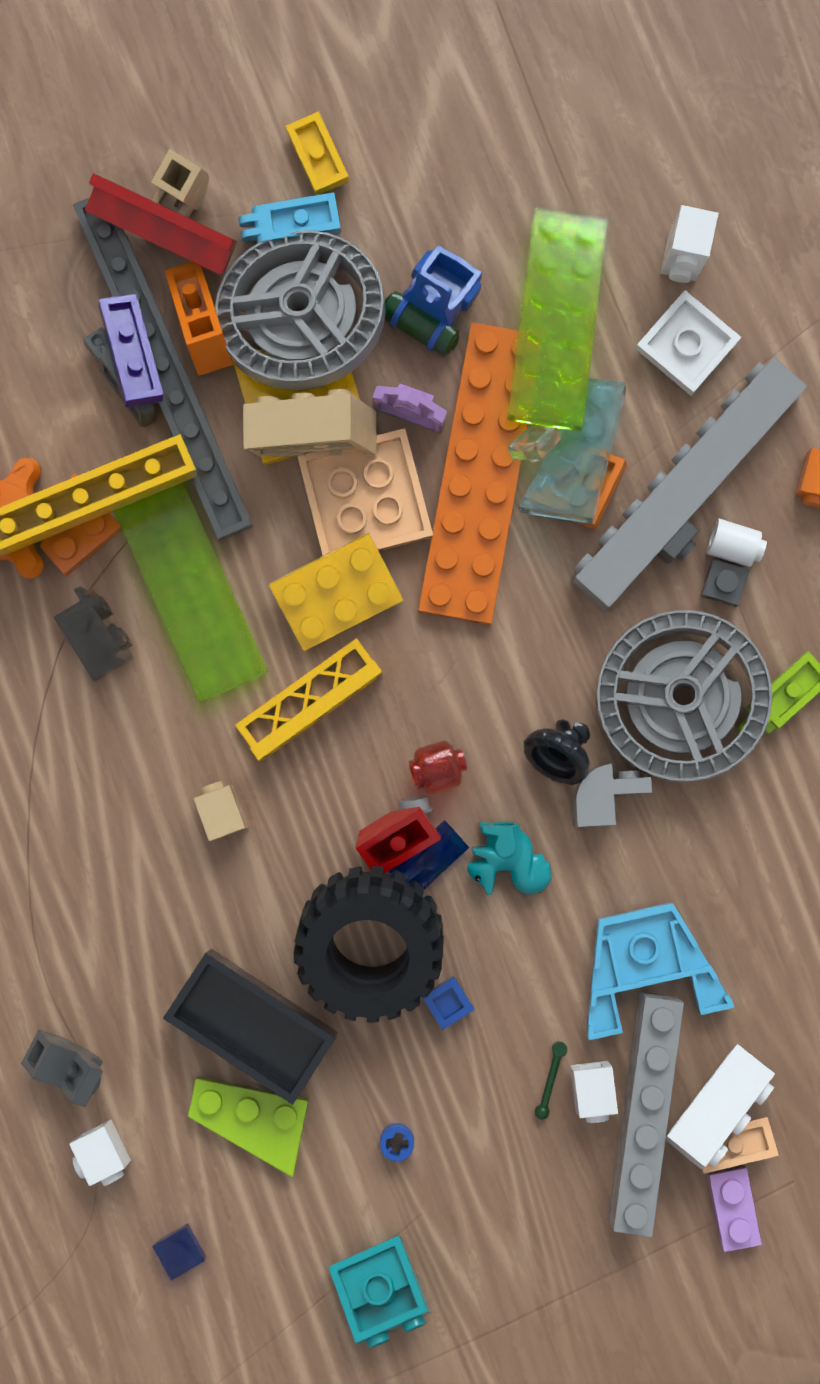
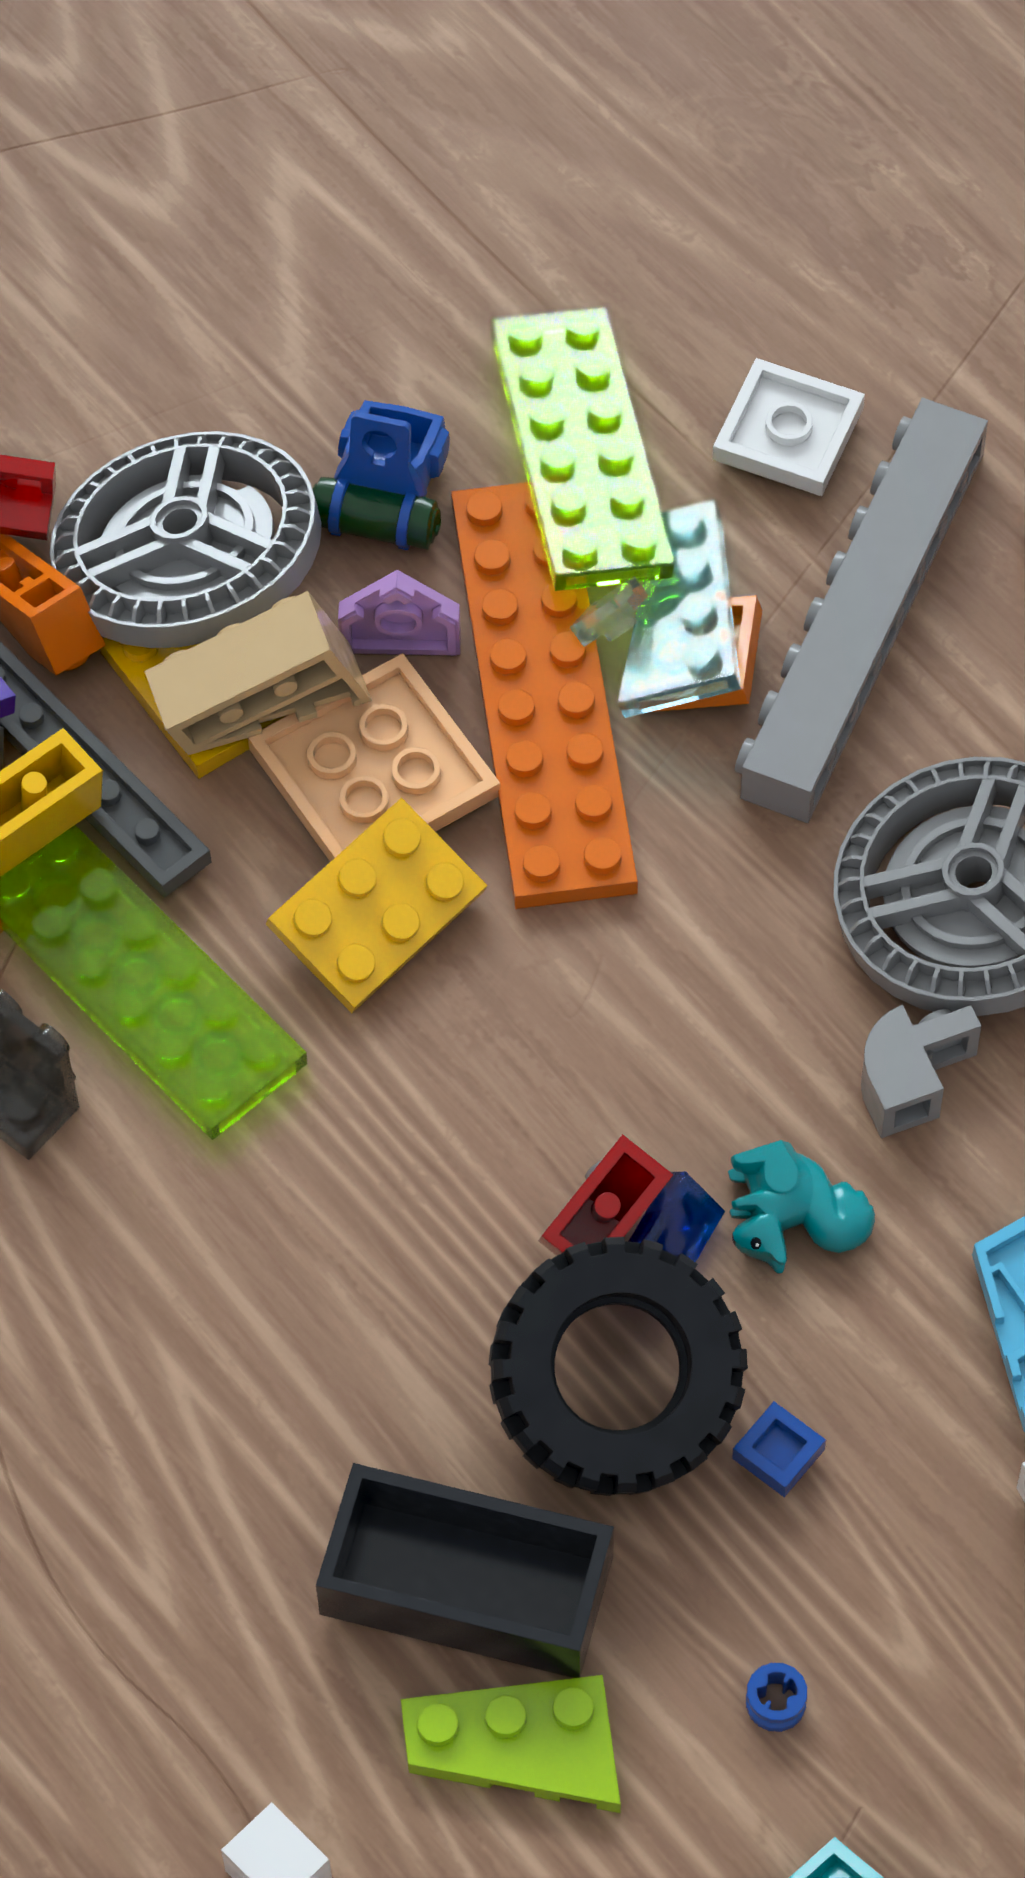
camera: 15 degrees left, 25 degrees down
(64, 1065) = (168, 1741): dark grey brick -> none
(220, 811) = (302, 1275): tan brick -> none
(281, 218) = (118, 433): medium azure hinge -> none
(317, 153) = (138, 343): yellow plate -> none
(317, 710) = (396, 1088): yellow fence -> none
(437, 767) = (629, 1101): clear red head -> none
(559, 752) = (812, 1023): black hair -> none
(559, 1050) = (990, 1475): dark green hinge -> none
(679, 544) = (883, 687): dark grey plate -> none
(689, 244) = (737, 292): white brick -> none
(724, 583) = (976, 725): dark grey plate -> none
(736, 543) = (970, 662): white brick -> none

